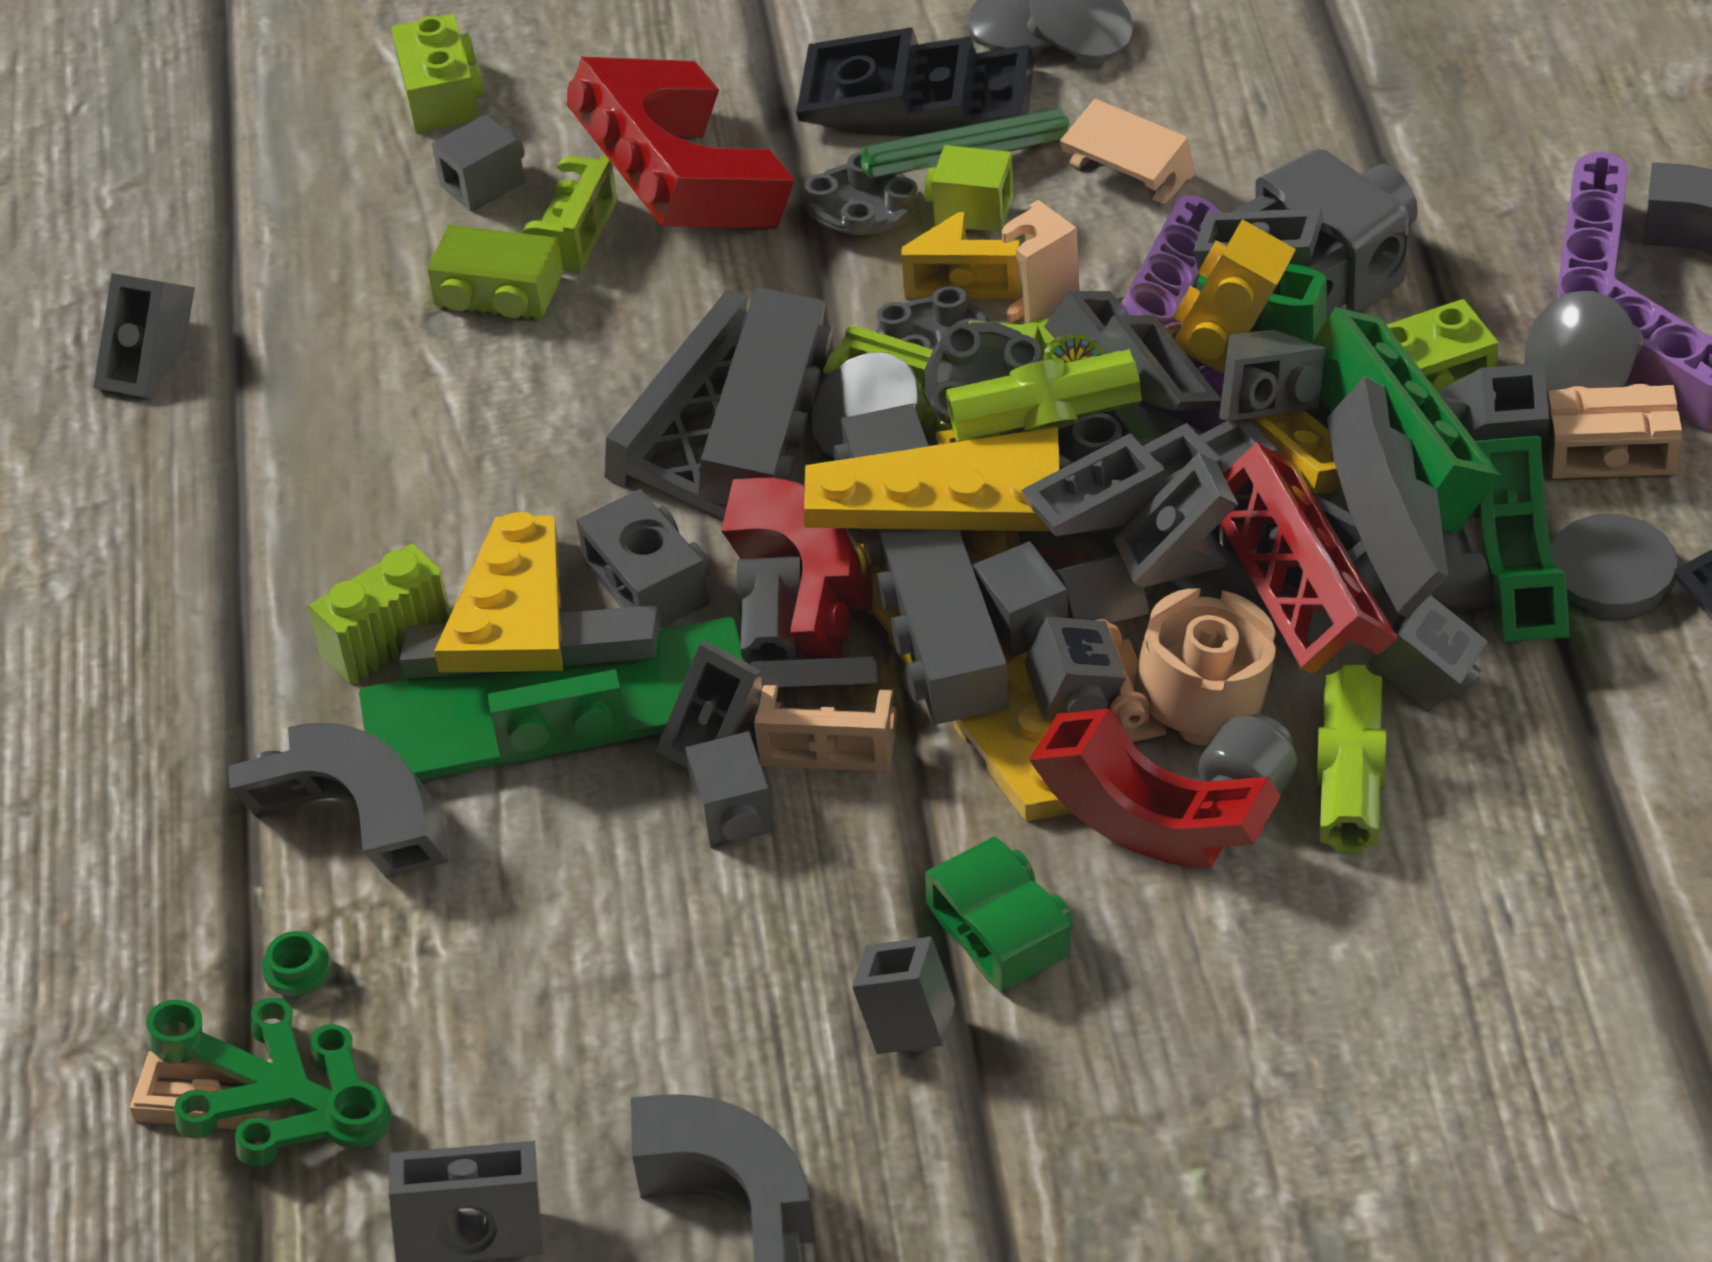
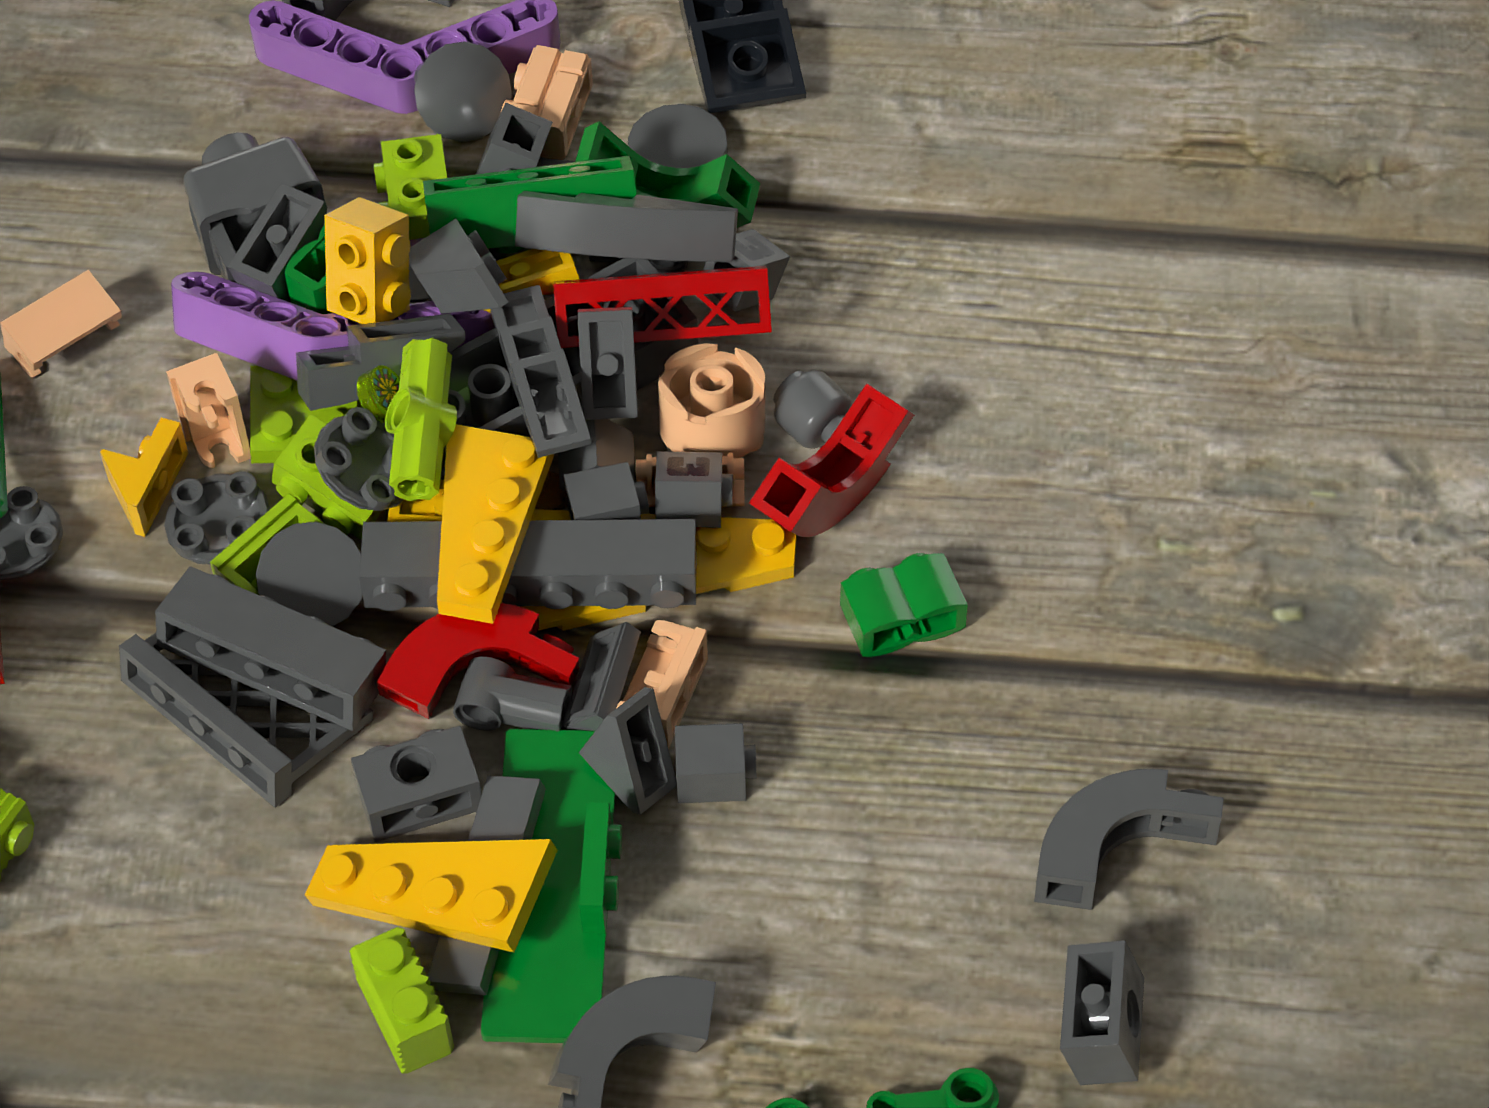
camera: 80 degrees left, 10 degrees up
(904, 995) = (980, 674): dark grey brick -> none
(971, 183) = (59, 443): lime brick -> none
(1351, 759) = (826, 346): lime piece -> none

